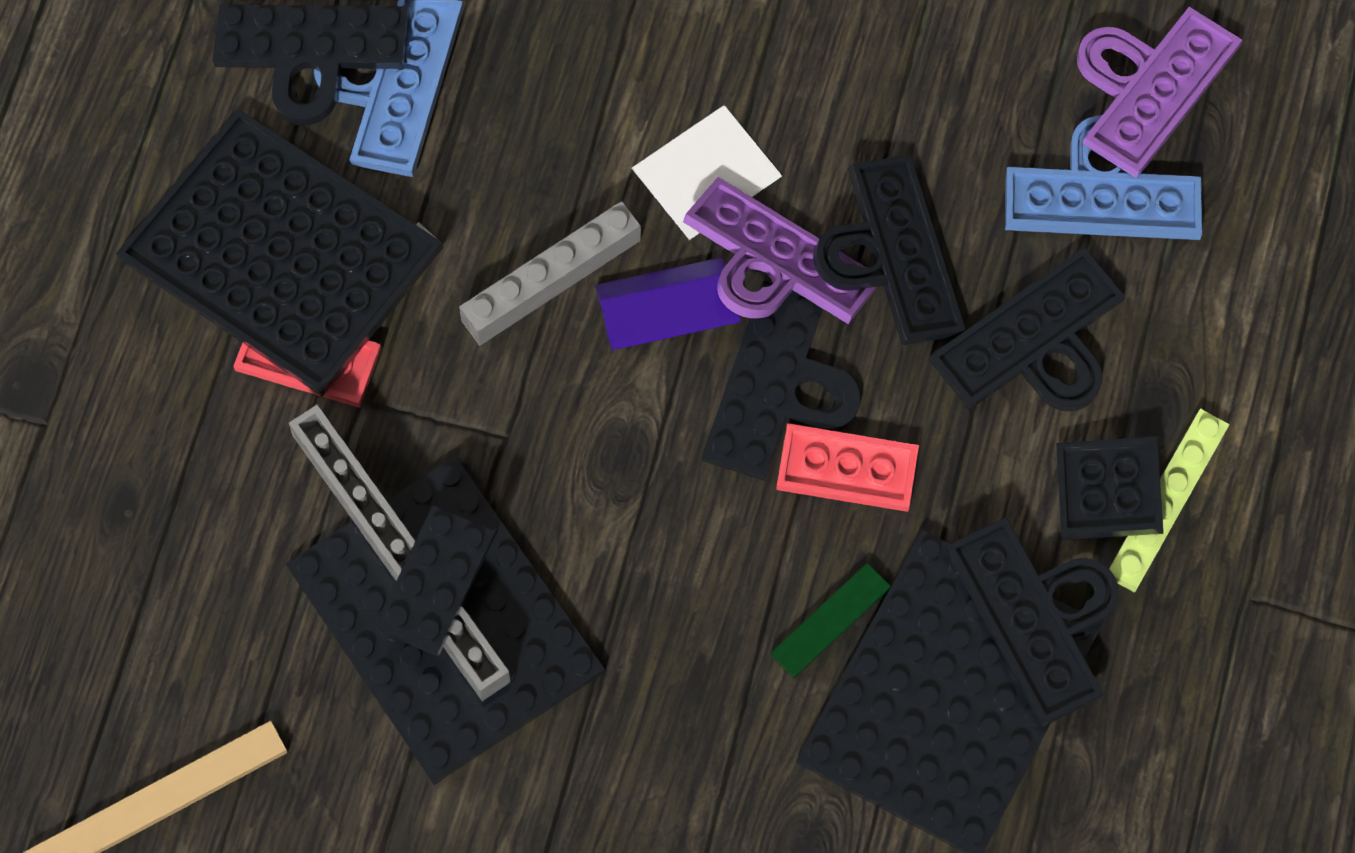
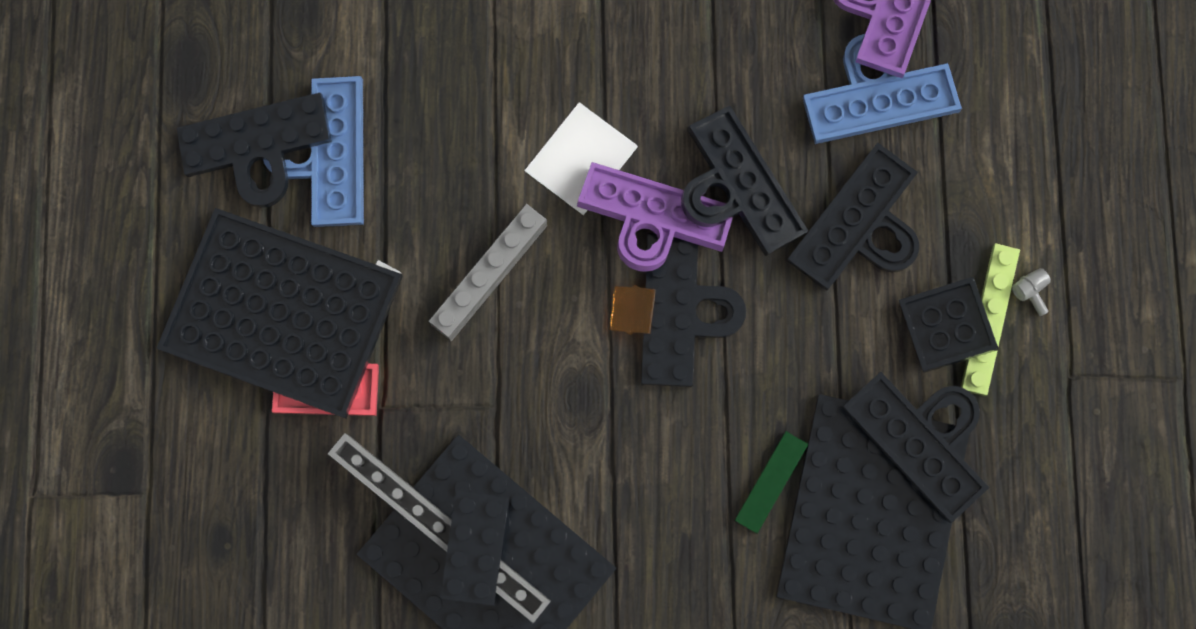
camera: 15 degrees left, 10 degrees up
(663, 304) = (579, 272): dark purple slope -> none
(716, 366) = (632, 309): none -> clear orange piece
(847, 467) = (751, 361): coral plate -> none
(1229, 472) = (1029, 286): none -> light grey piece

